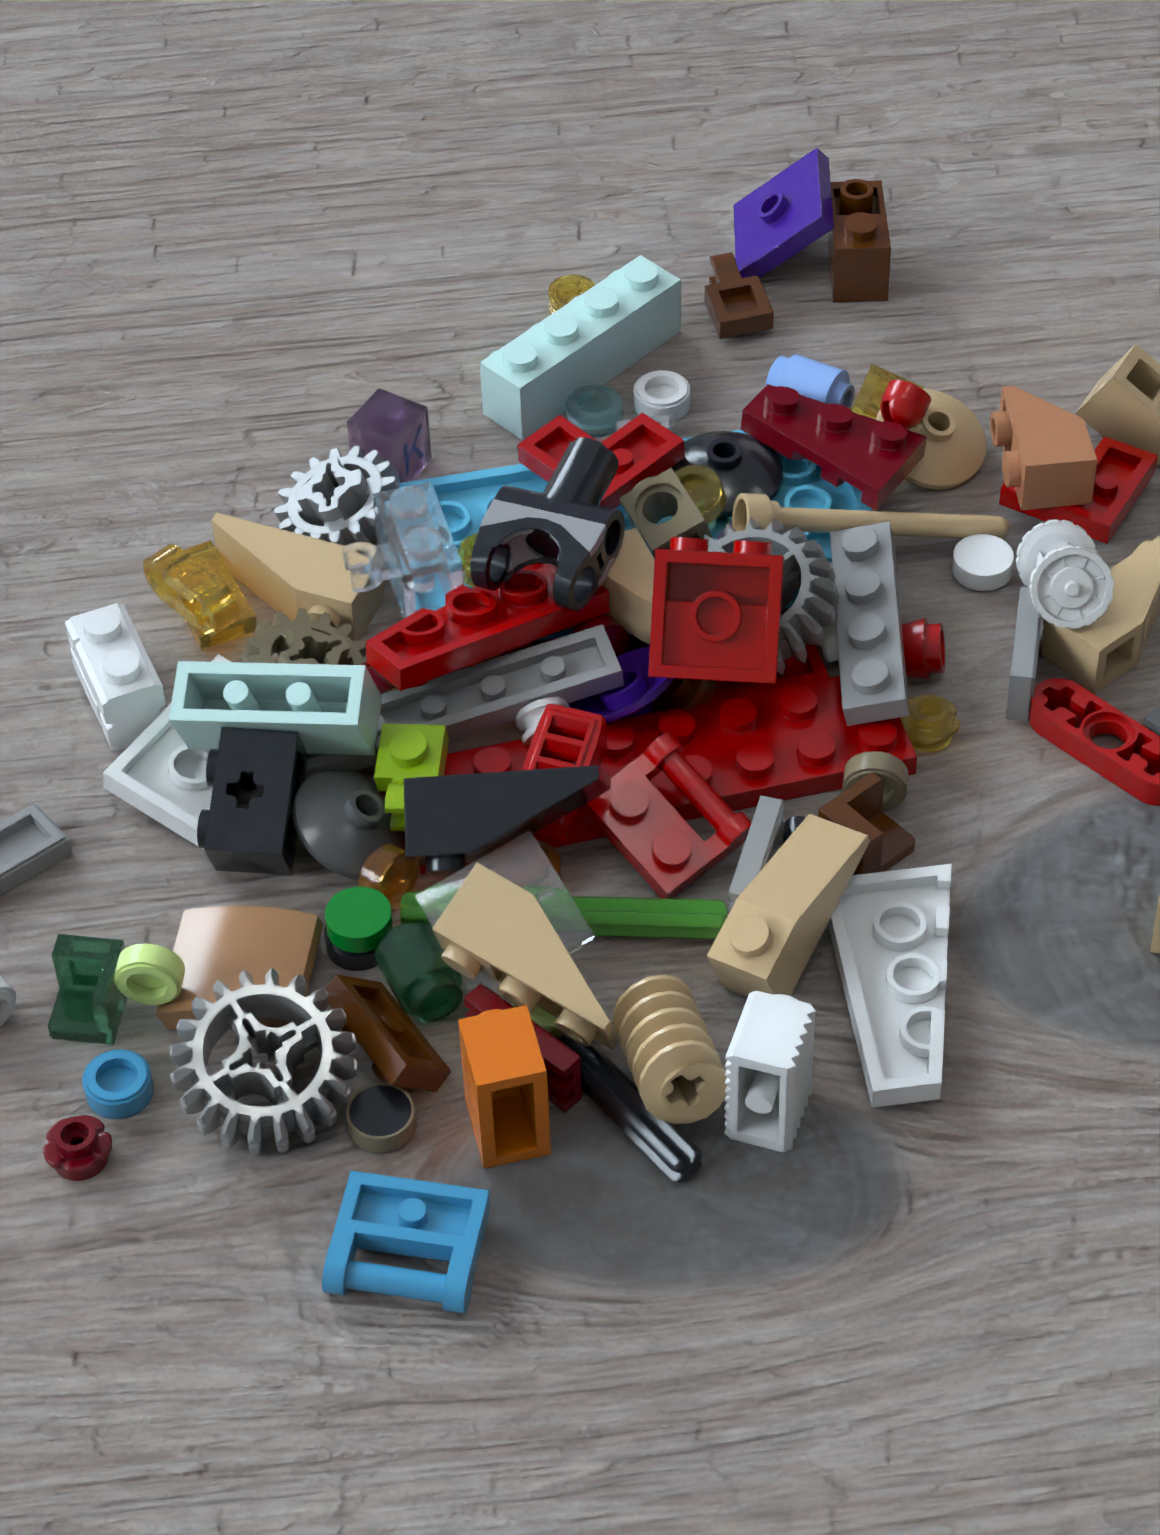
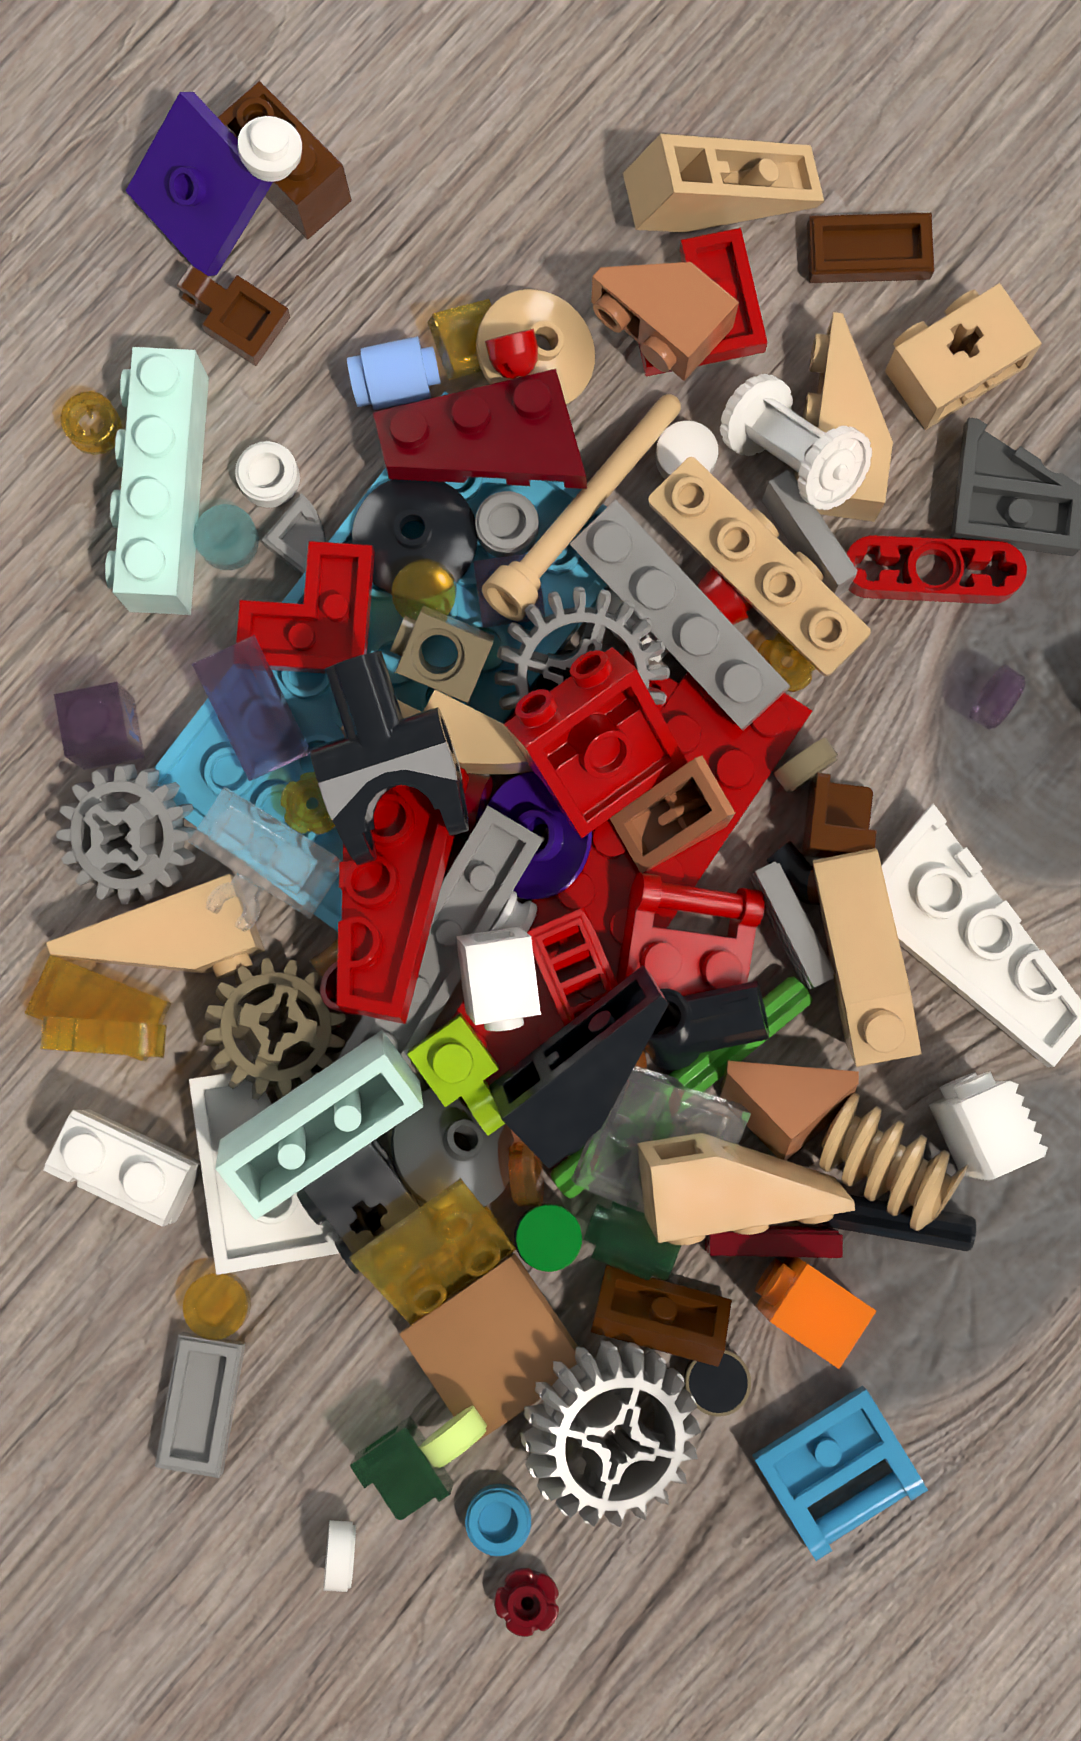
camera: 40 degrees left, 35 degrees up
(81, 810) = (216, 1305): none -> clear yellow tile
(267, 849) = (434, 1252): none -> clear yellow hinge
(497, 717) = (498, 978): none -> white brick
(503, 456) = (251, 708): none -> clear purple tile
(607, 862) = (707, 1023): none -> black piece
(631, 950) = (787, 1101): none -> nougat slope
(738, 721) = (673, 815): none -> nougat slope
(798, 492) = (507, 524): none -> light grey tile
(843, 199) = (269, 148): none -> white plate
(961, 628) = (759, 566): none -> tan bracket
(1075, 838) = (998, 697): none -> clear purple tile

